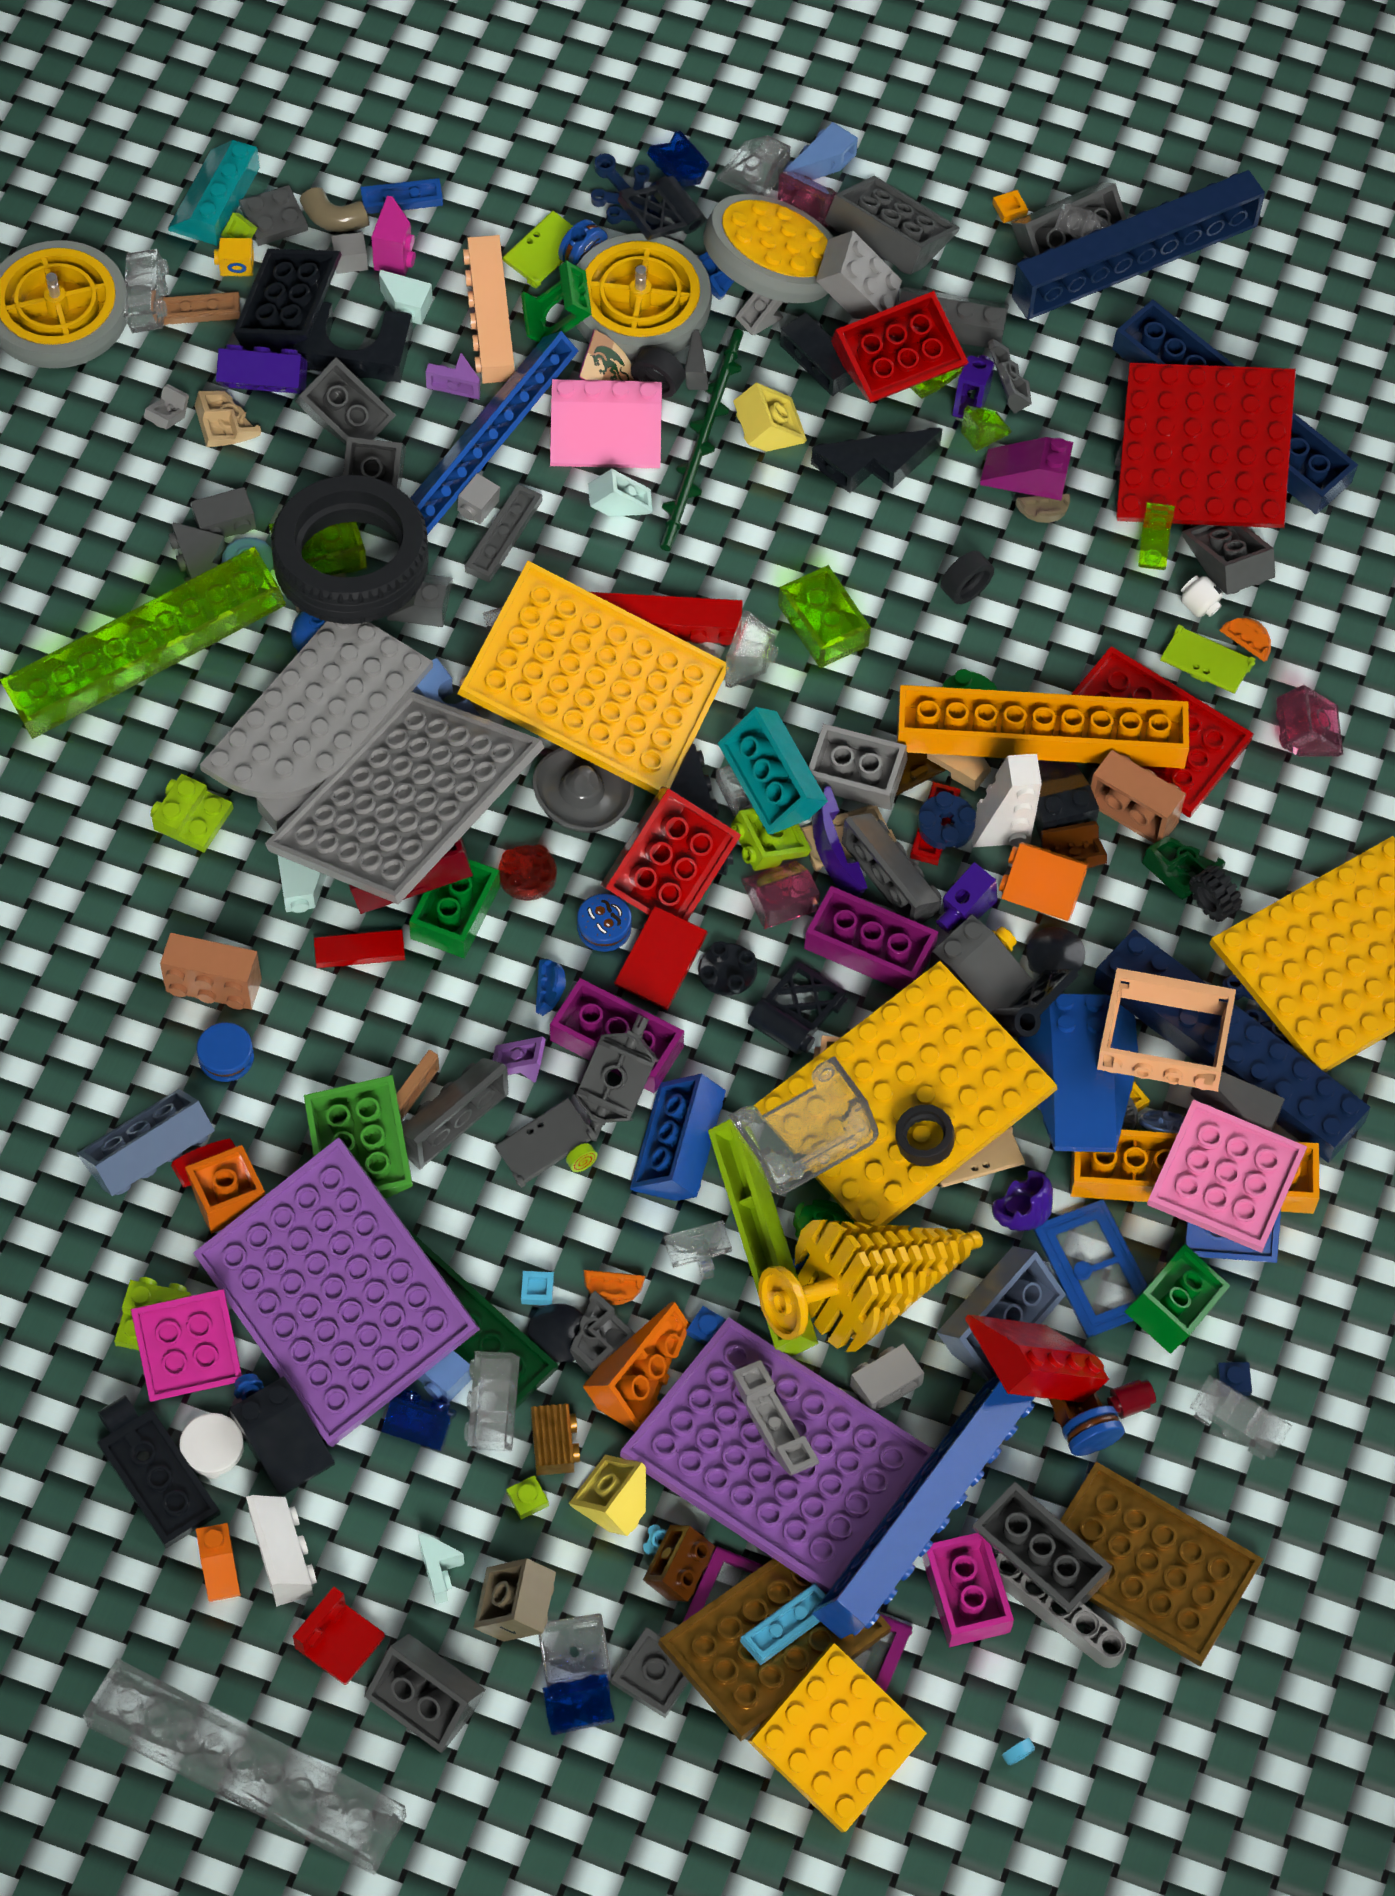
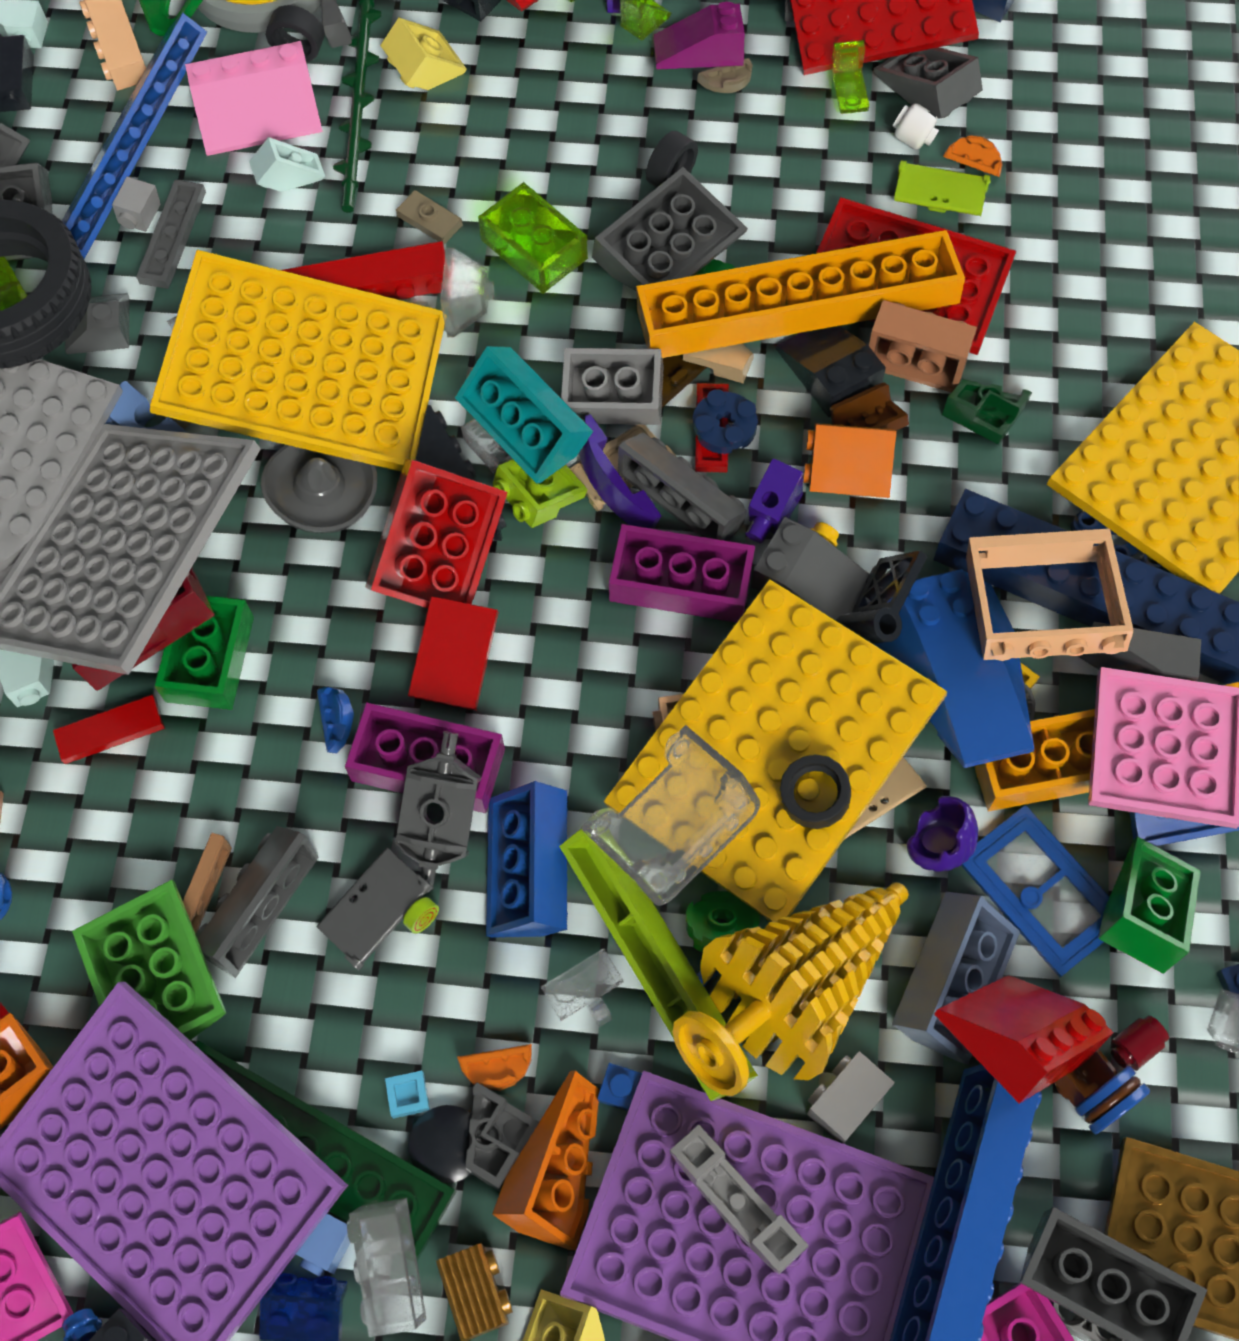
camera: 10 degrees left, 5 degrees up
(457, 381) = (85, 92): medium lavender slope -> none
(521, 1056) = (320, 813): medium lavender slope -> none
(527, 872) = (281, 592): clear red tile -> none
(604, 922) = (379, 628): blue head -> none
(605, 360) = (236, 33): shield -> none
(727, 969) = (531, 646): black dish -> none
(736, 573) = (429, 217): none -> dark tan plate
(782, 893) = (569, 545): clear pink slope -> none
(790, 1027) = (617, 695): black piece -> none
(885, 457) = (549, 65): black slope -> none
(944, 643) = (667, 234): none -> dark grey slope
(1010, 804) = (792, 383): white wedge -> none
(1055, 949) = (883, 534): black dish -> none
(1161, 1121) = (1067, 698): medium blue wheel -> none
(1215, 893) = (1036, 427): black tyre -> none
(1309, 724) = (1067, 227): clear pink slope -> none

